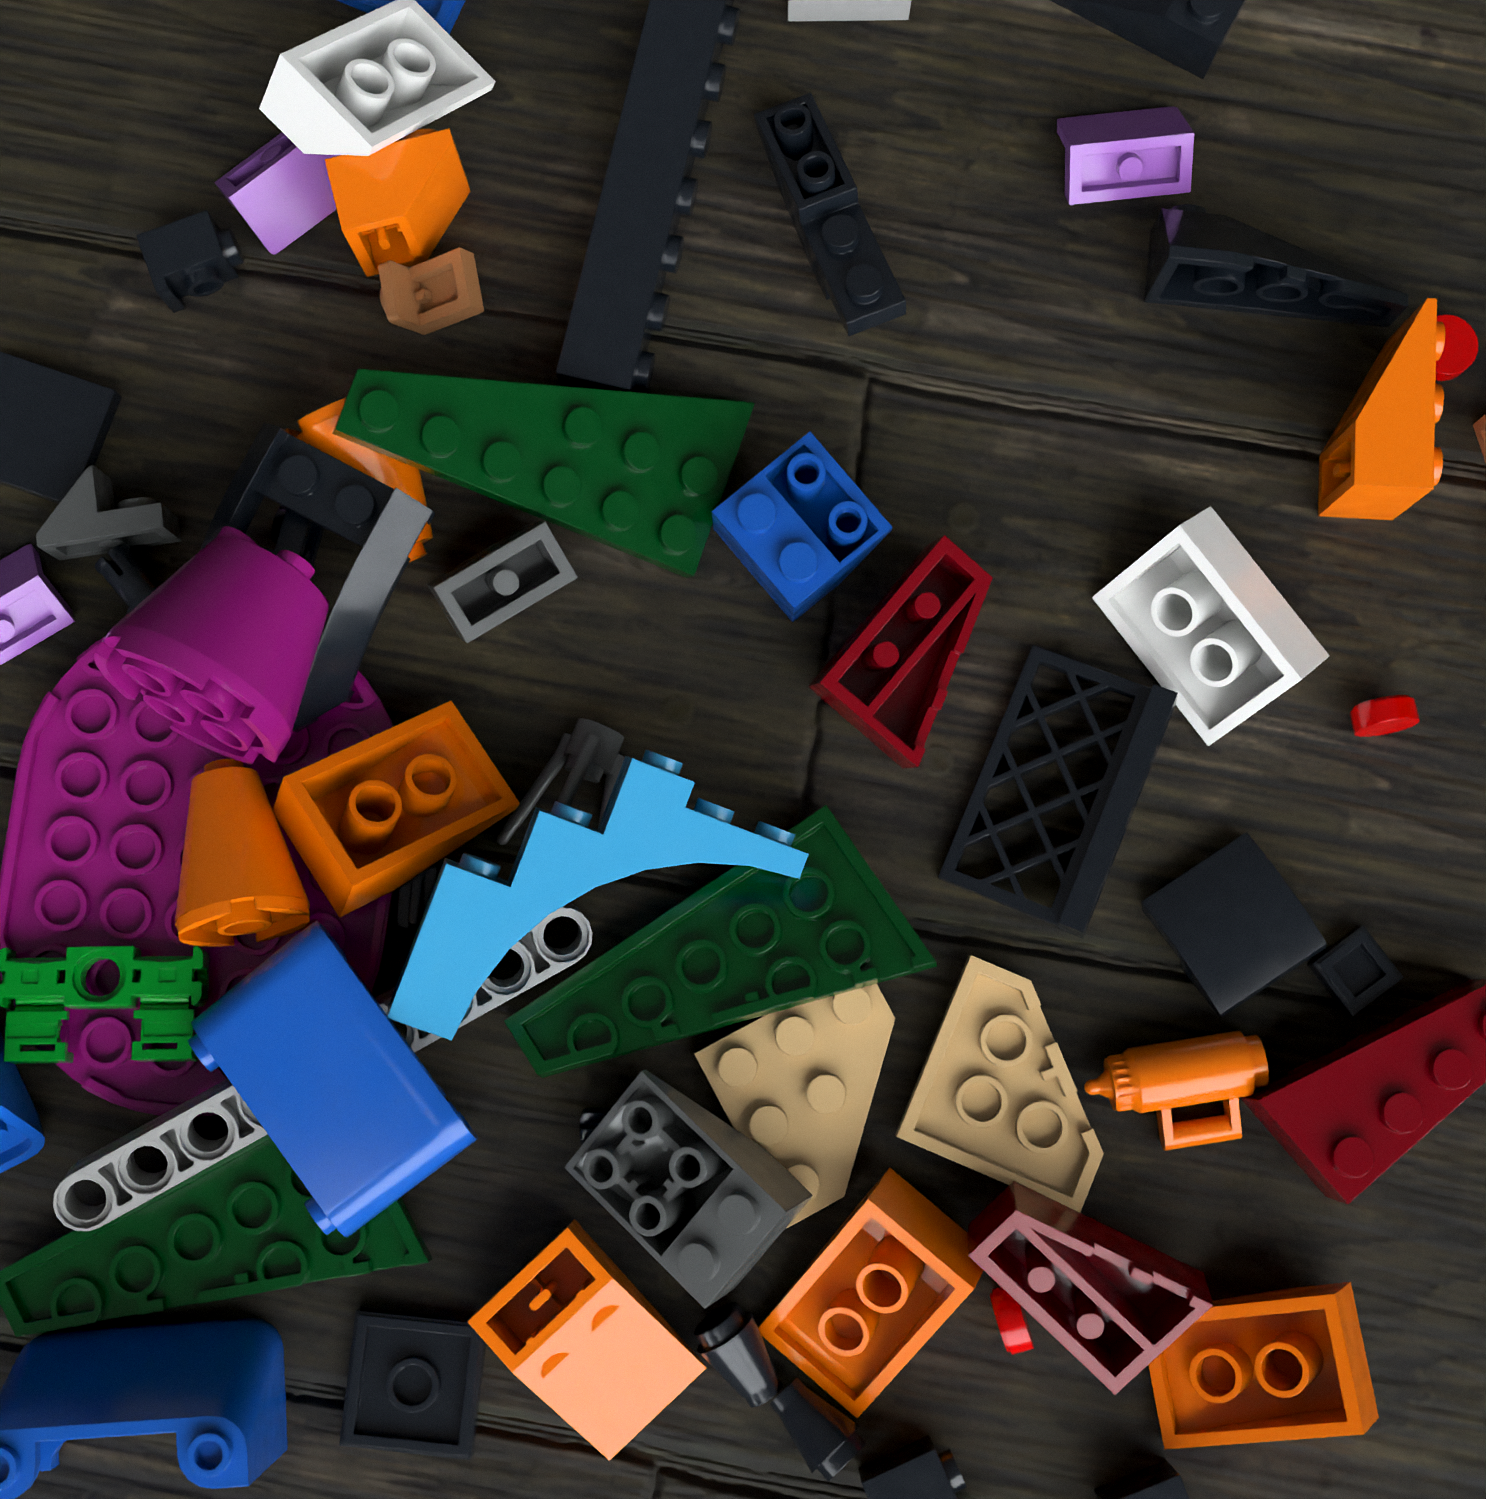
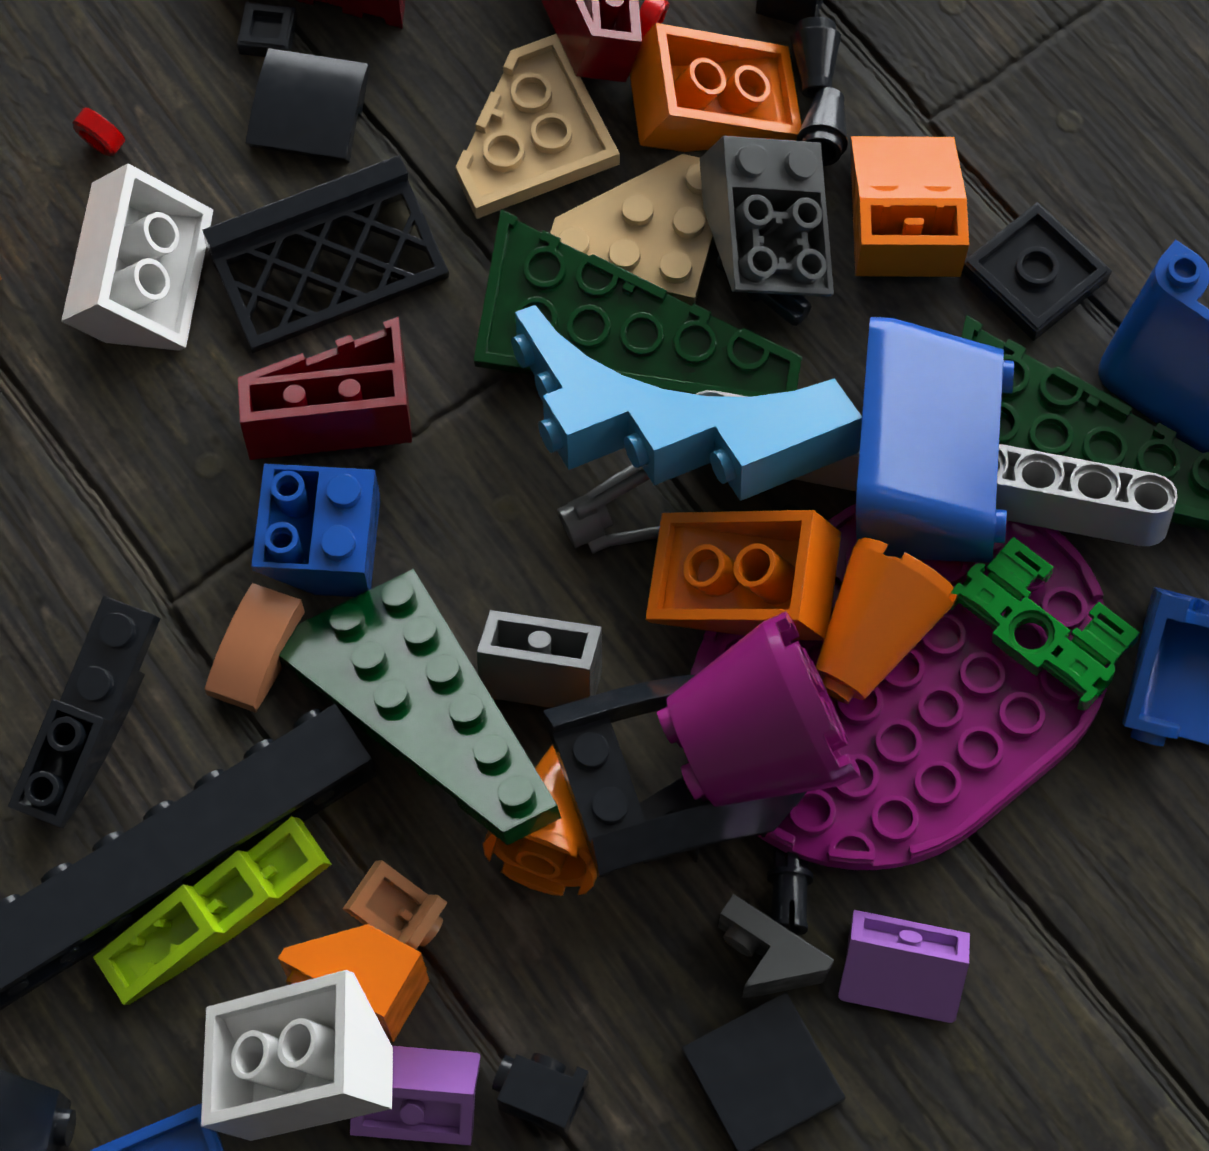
camera: 140 degrees left, 15 degrees down
(574, 168) = (212, 911): none -> lime slope
(755, 390) = (251, 647): none -> nougat slope
(1185, 1075) = (425, 48): orange piece -> none

